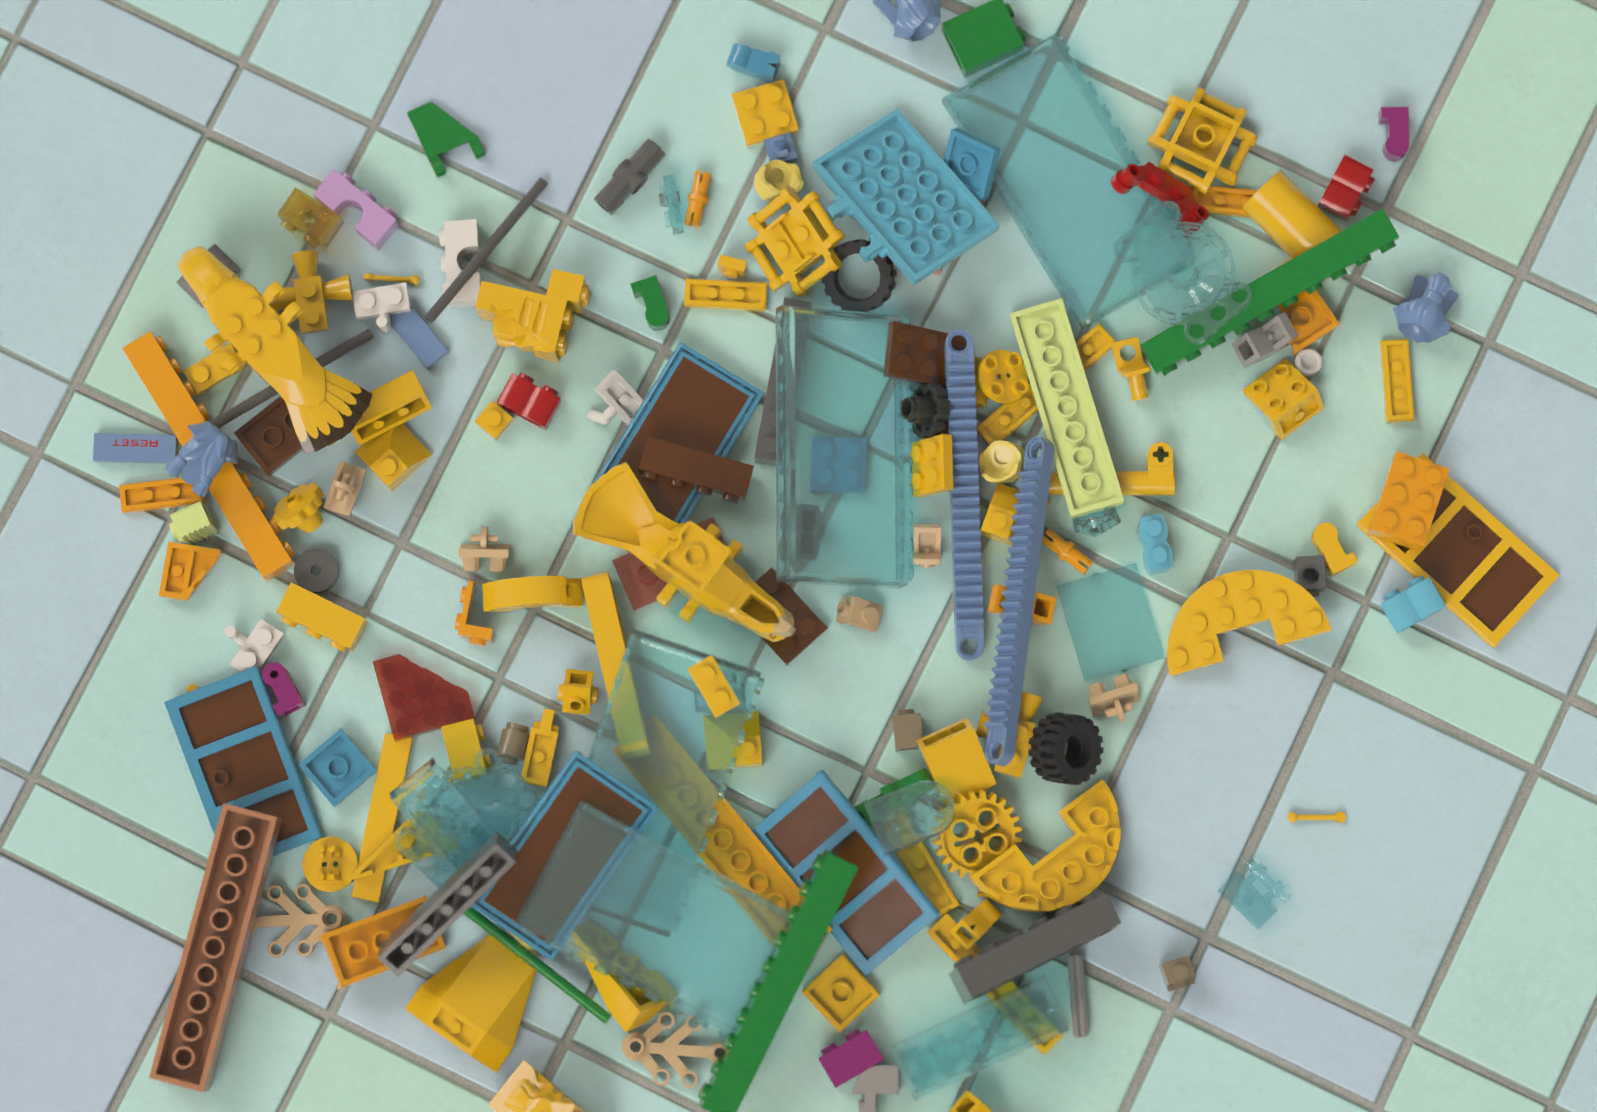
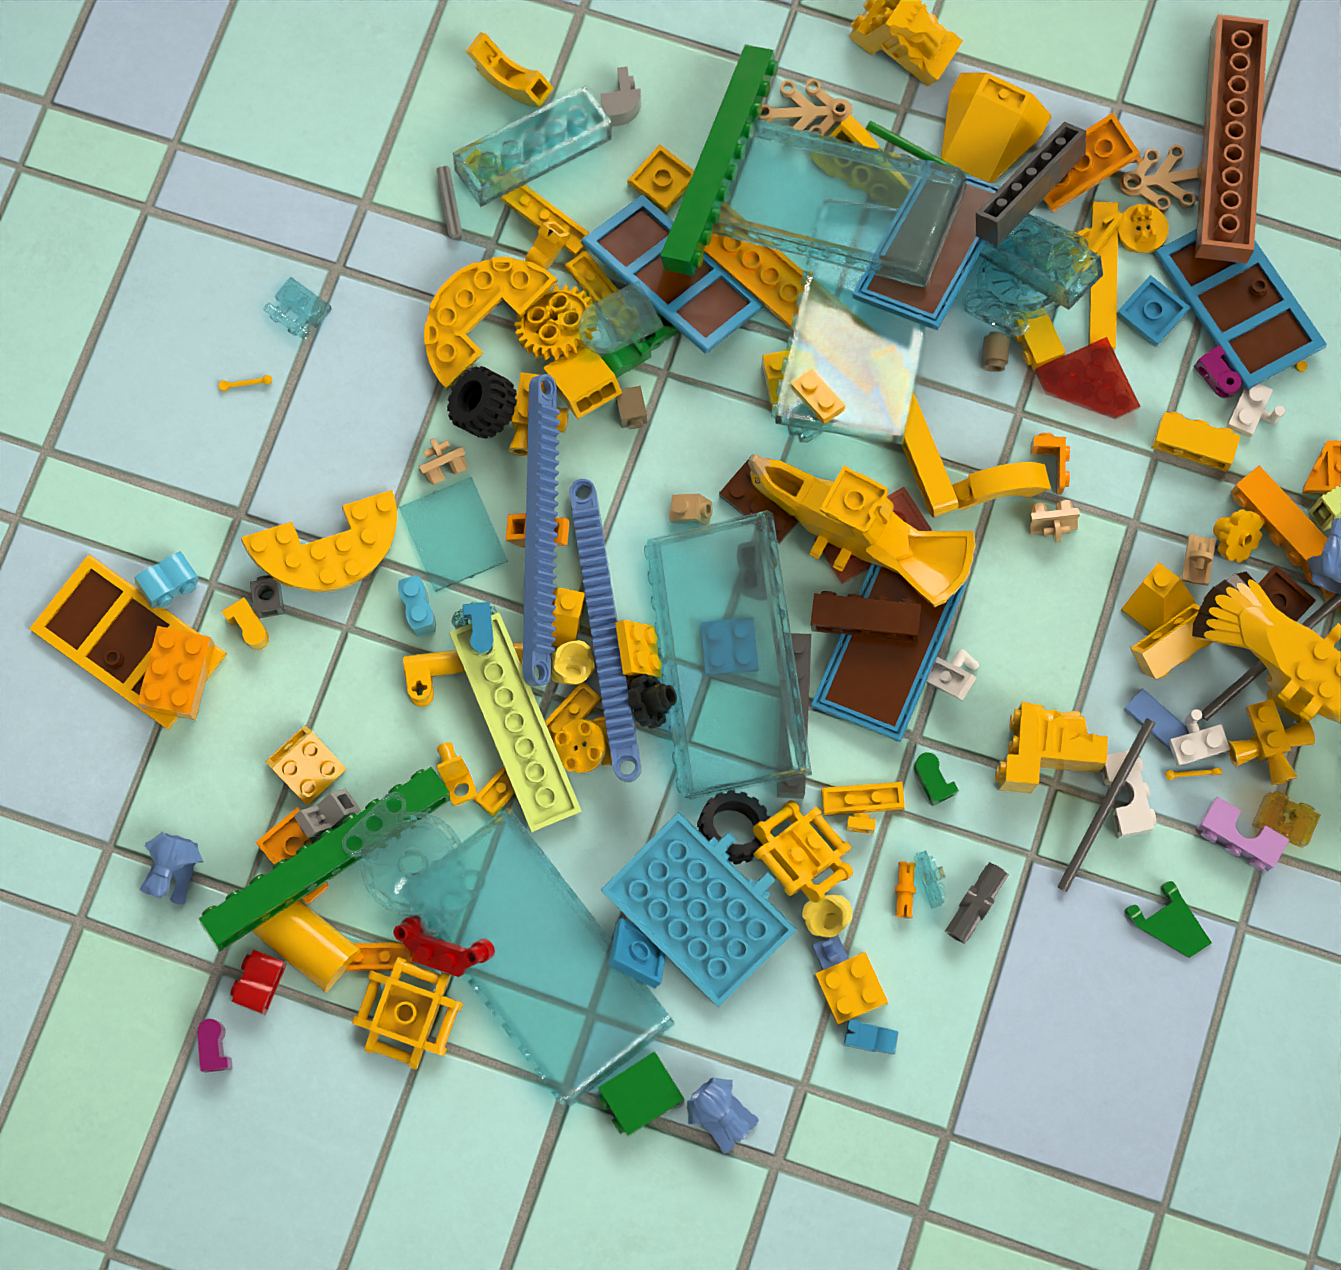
camera: 170 degrees right, 5 degrees down
(311, 559) = (1204, 496): dark grey piece -> none
(494, 420) = (1067, 647): yellow plate -> none
(529, 401) = (1037, 667): red brick -> none
(541, 750) = (968, 349): yellow hinge -> none
(578, 692) = (943, 401): yellow brick -> none
(850, 1058) = (646, 122): magenta brick -> none
(917, 353) = (665, 755): reddish brown plate -> none
(927, 545) = (634, 578): tan bracket -> none
(1034, 948) = (493, 222): dark grey brick -> none
(1066, 551) = (500, 591): light orange pin -> none
(1091, 487) = (482, 633): none -> dark azure leg
(1177, 973) = (359, 225): dark tan brick -> none
(1308, 362) = (283, 803): white tile -> none
(1397, 381) = (196, 797): yellow tile -> none

